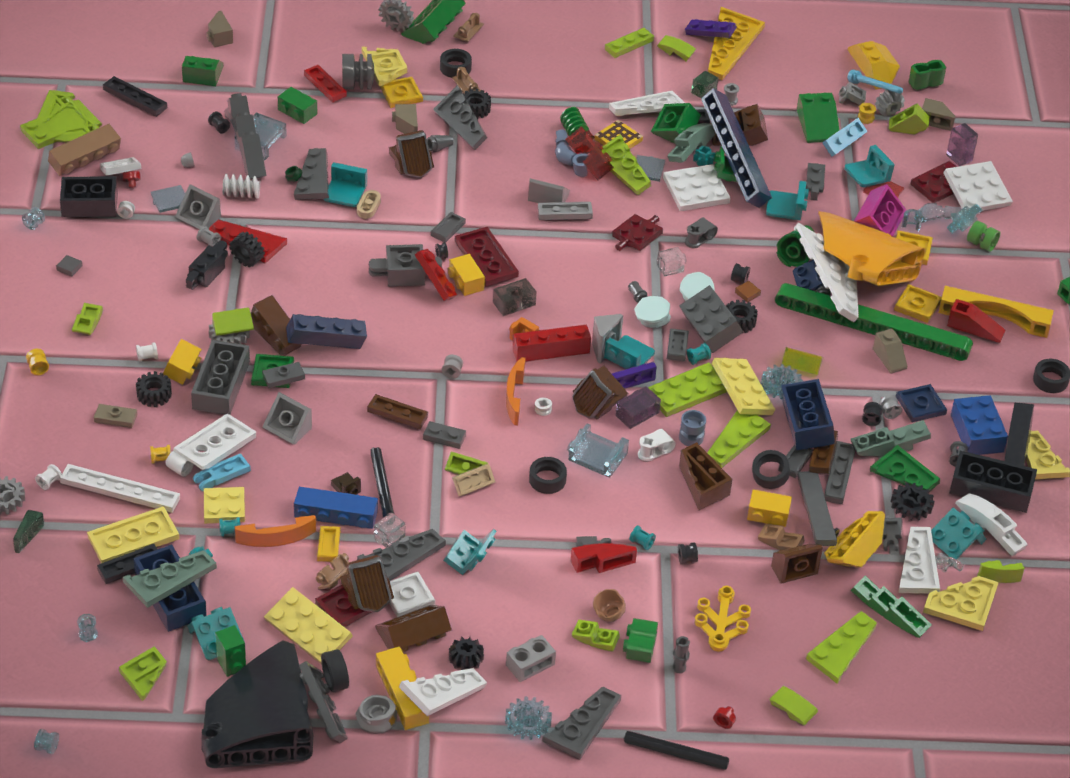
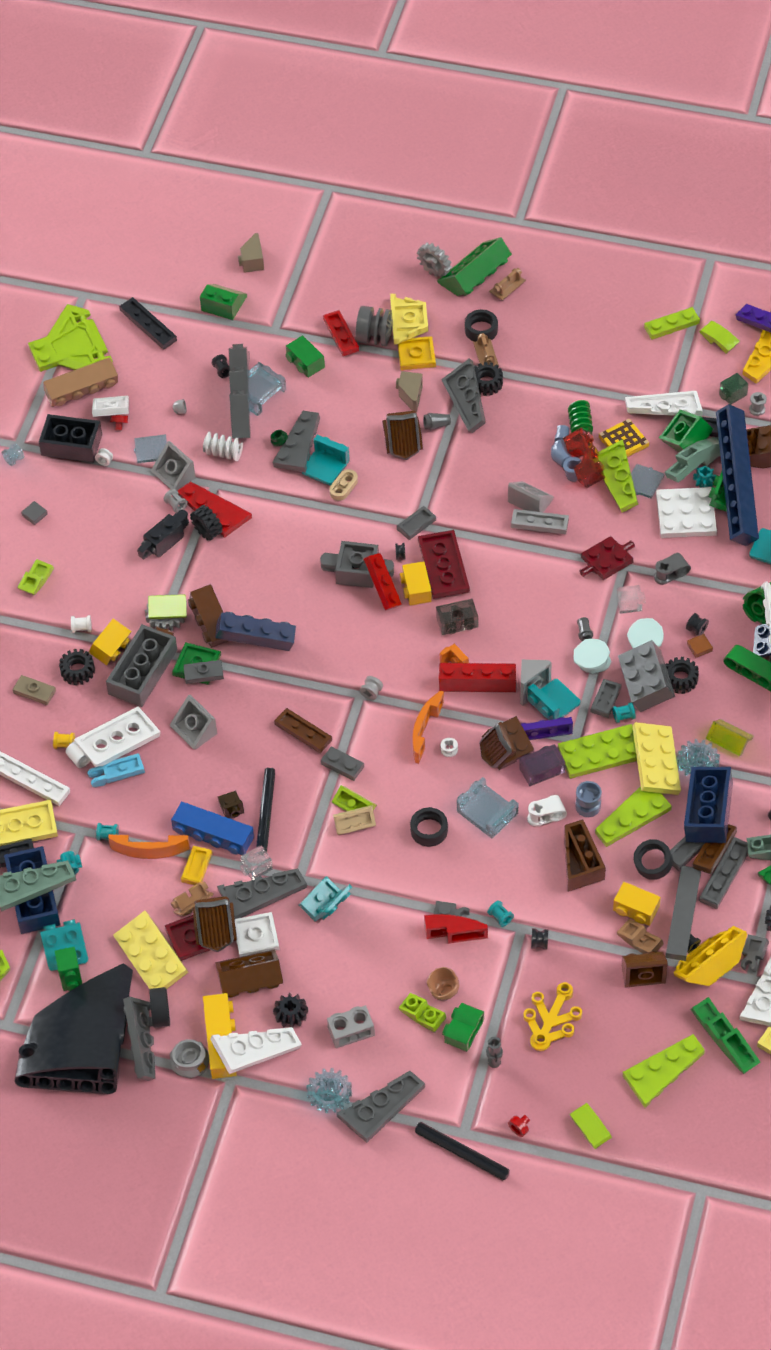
camera: 20 degrees right, 10 degrees up
(224, 504) = (109, 806): light yellow plate -> none

